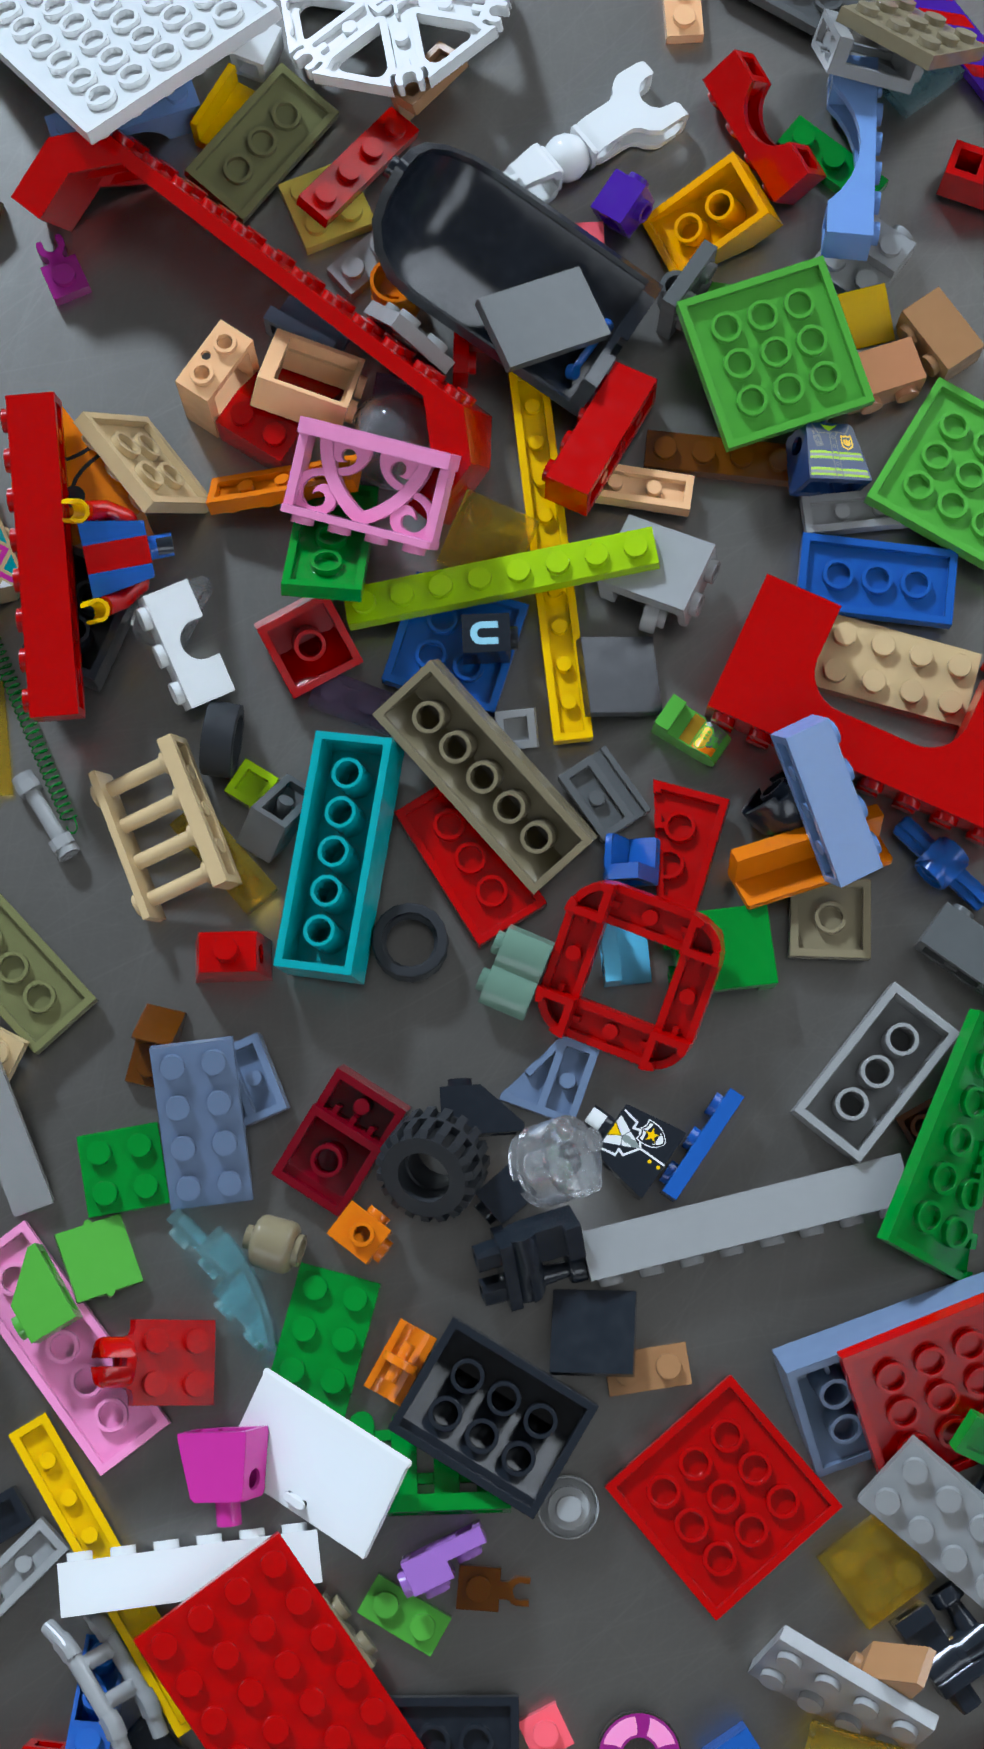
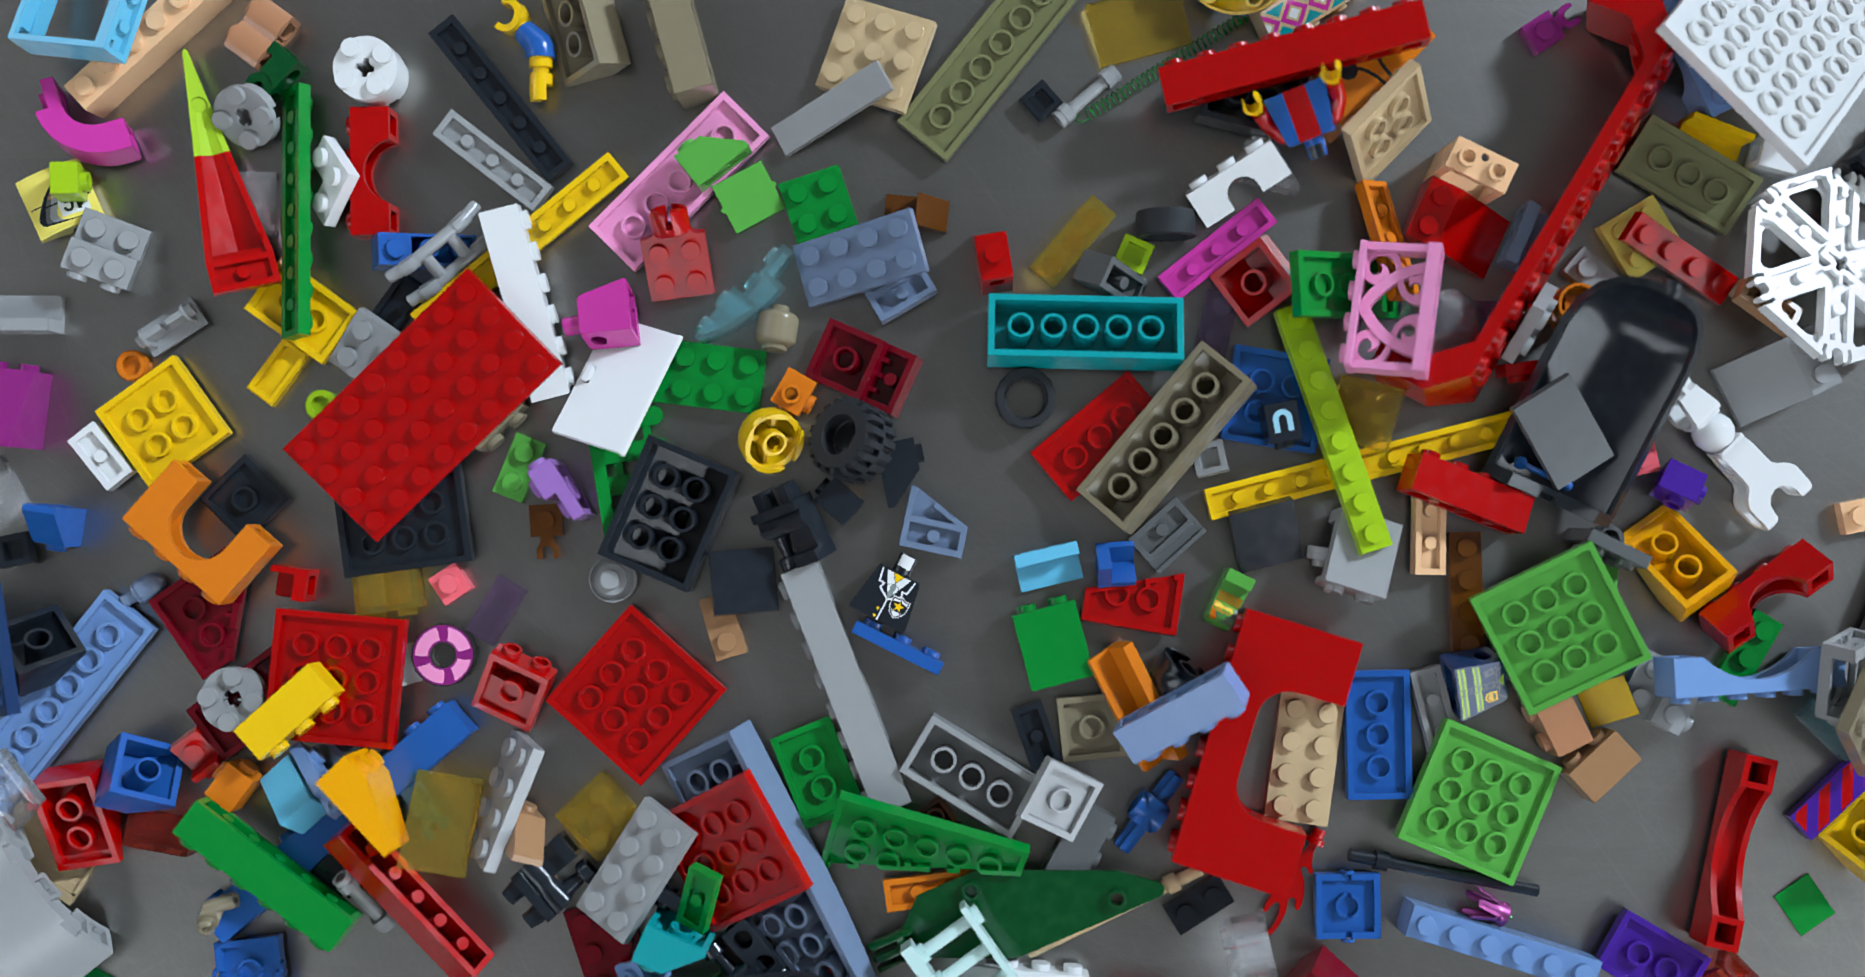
camera: 85 degrees right, 10 degrees up
(42, 873) = (1040, 102): none -> black tile
(202, 832) = (1088, 220): tan fence -> none
(262, 686) = (1217, 249): none -> dark pink plate
(315, 362) = (1497, 250): light nougat window -> none
(400, 1362) = (701, 437): orange hips -> none
(416, 1270) = (770, 439): none -> yellow cylinder
(513, 86) = (1772, 378): none -> light grey slope
(515, 972) = (1013, 484): sand green brick -> none
(556, 1161) = (866, 535): clear brick -> none
(588, 1673) = (496, 610): none -> clear purple tile
(608, 1029) = (977, 564): red plate -> none
(692, 1661) = (514, 685): none -> red plate
(832, 987) = (1035, 733): none -> black plate
(845, 1273) = (814, 769): none -> green plate
(916, 965) = (1059, 798): none -> light grey plate

